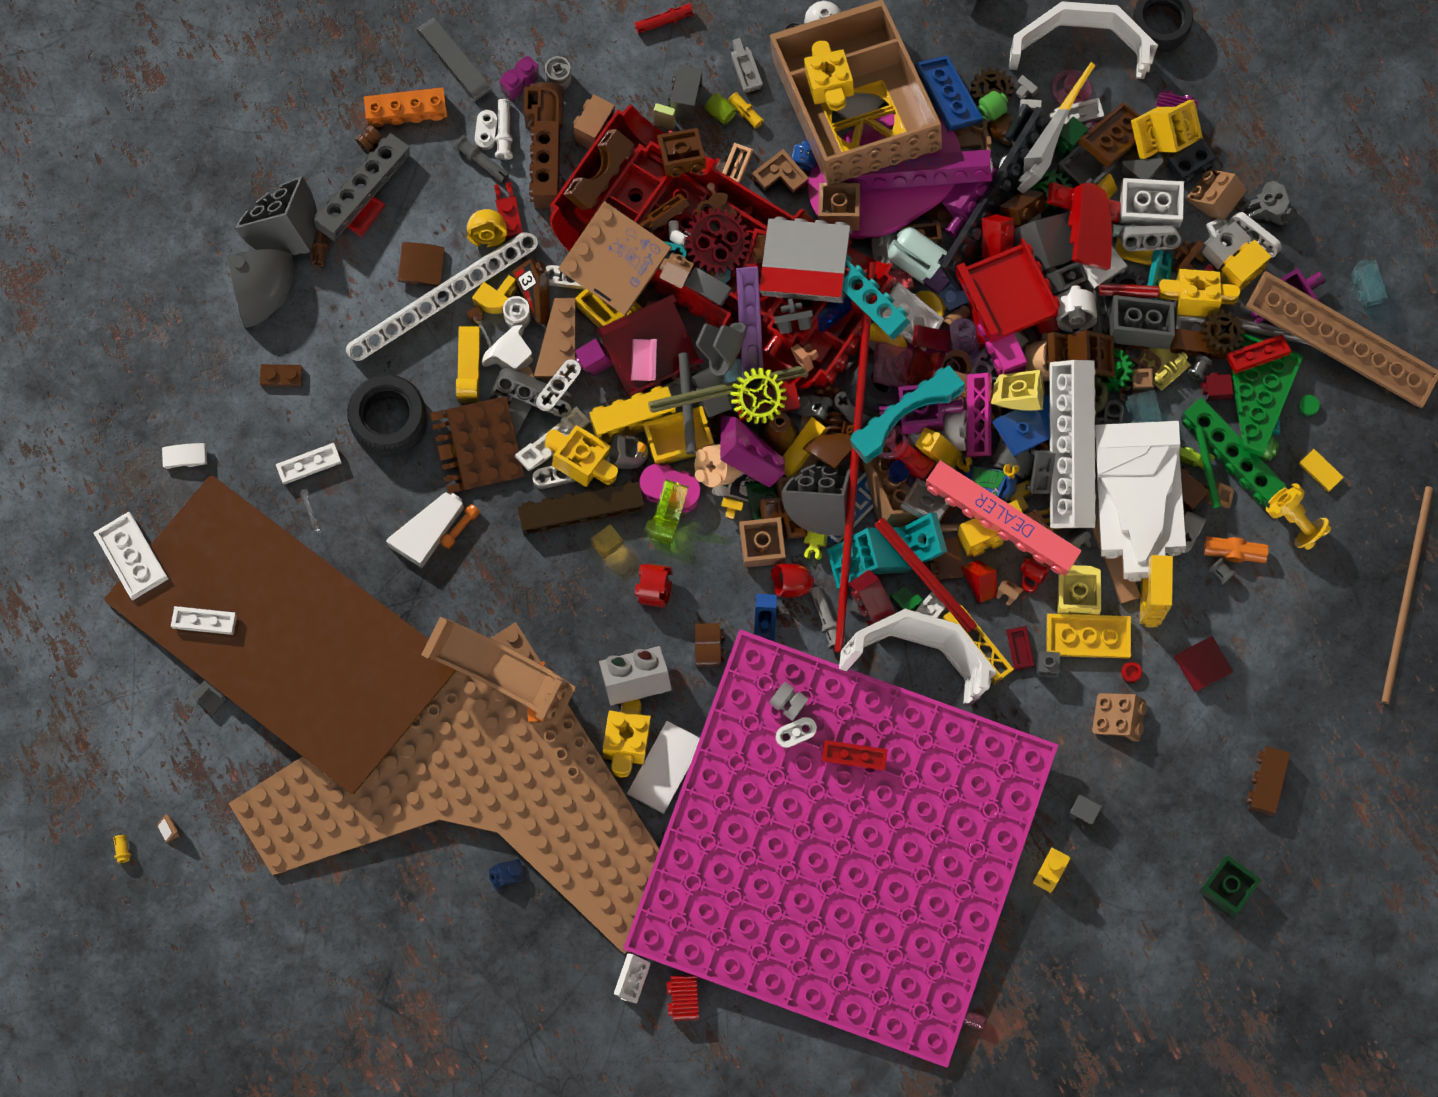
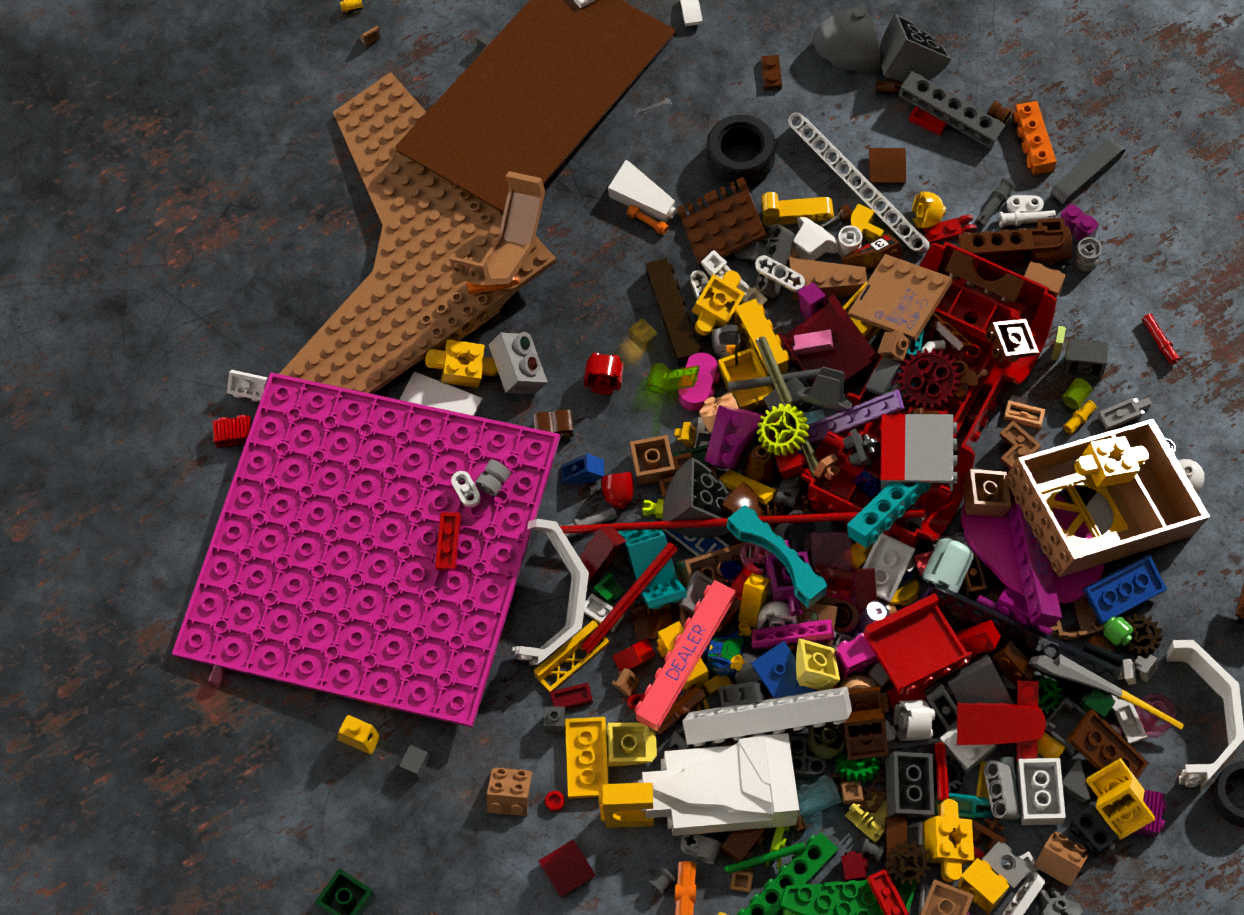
camera: 90 degrees right, 10 degrees down
(204, 620) = (542, 32): white plate -> none
(308, 463) = (693, 99): white plate -> none
(506, 873) = (339, 284): dark blue bracket -> none

